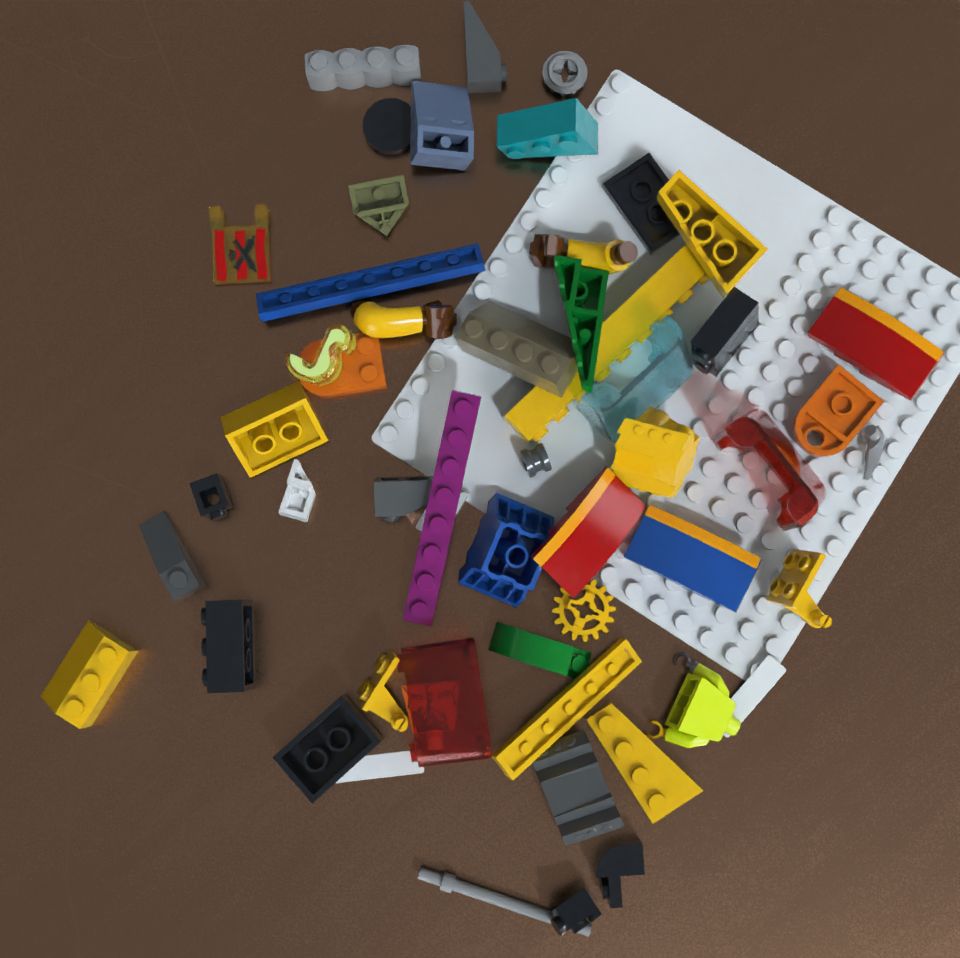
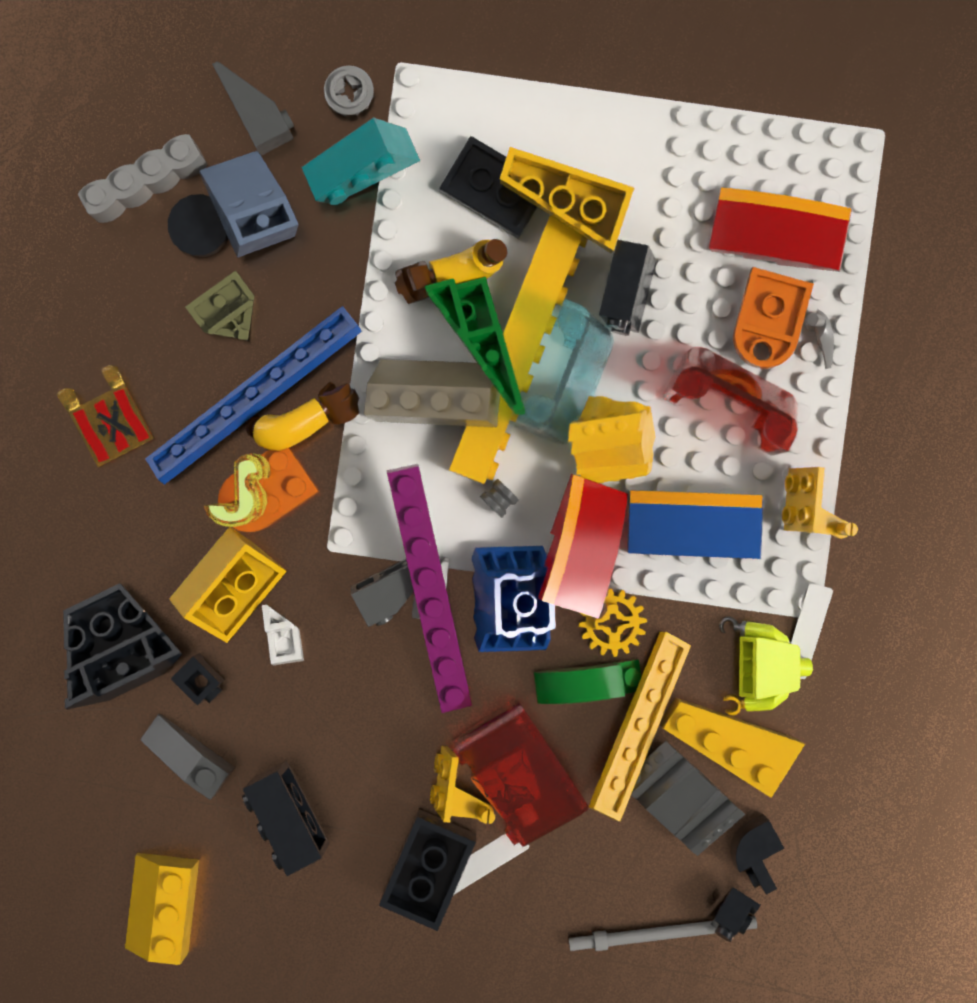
camera: 30 degrees left, 5 degrees up
(153, 437) = (112, 647): none -> black wedge

